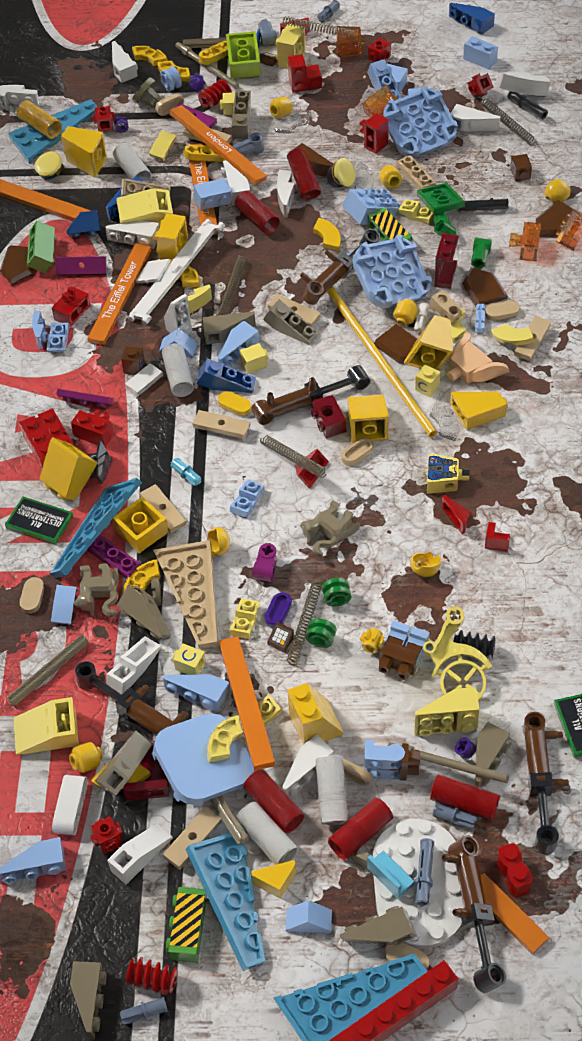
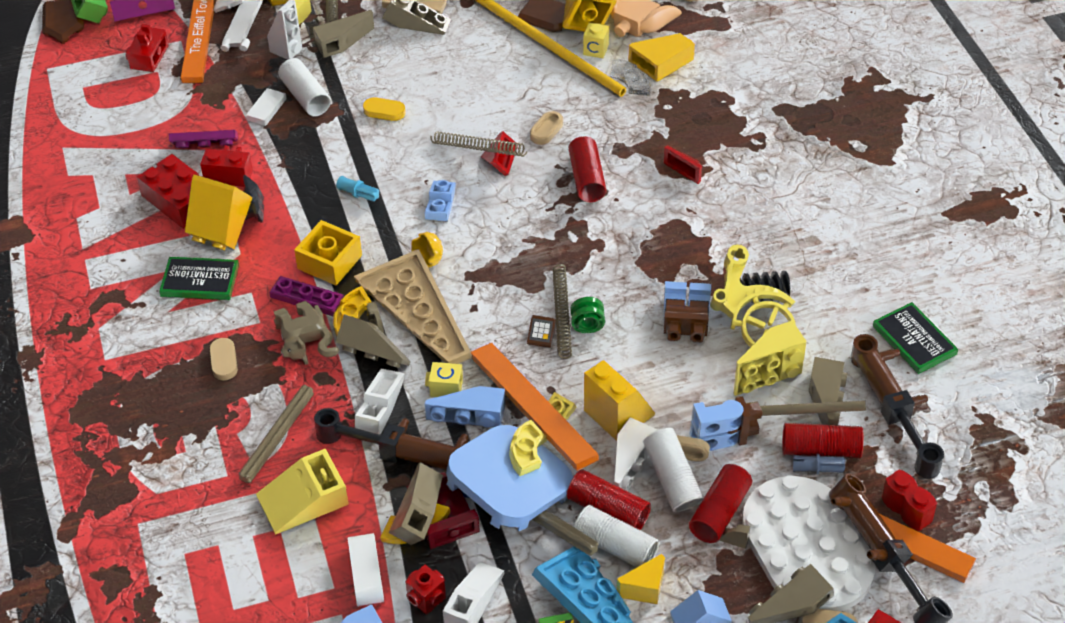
camera: 20 degrees left, 5 degrees down
(39, 330) = (119, 83): light blue slope -> none
(58, 337) = (143, 83): light blue slope -> none
(63, 604) = (268, 359): light blue slope -> none
(85, 757) = (364, 513): yellow head -> none
(96, 521) = (272, 261): dark azure wing -> none
(132, 360) = (246, 88): reddish brown brick -> none
(165, 507) = (367, 238): tan tile -> none
(181, 338) = (289, 52): light blue slope -> none
(200, 828) = (533, 553): tan tile -> none
(221, 424) = (378, 132): tan tile -> none
(224, 378) = (358, 85): blue slope -> none
(239, 338) = (365, 45): light blue slope -> none
(245, 618) = (491, 323): light yellow slope -> none
(254, 358) = (388, 58): light yellow brick -> none
(265, 563) = (492, 259): magenta piece -> none
(267, 410) = (469, 81): reddish brown piece -> none
(278, 609) = (525, 305): dark purple tile -> none
(328, 416) = (500, 98): dark red brick -> none
(331, 526) = (549, 205): dark tan animal -> none
(336, 592) = (587, 269): green wheel -> none
(368, 418) = (546, 89): yellow slope -> none
(372, 500) = (587, 169): none -> red piece
(372, 640) = (649, 309): yellow gear -> none
(389, 874) = (775, 539): medium azure panel -> none
(424, 879) = (817, 535): sand blue pin -> none
(425, 564) = (673, 220): yellow hair -> none
(444, 474) = (654, 127): torso -> none
(465, 753) = (795, 387): dark purple bush -> none
(496, 540) = (739, 181): red panel -> none

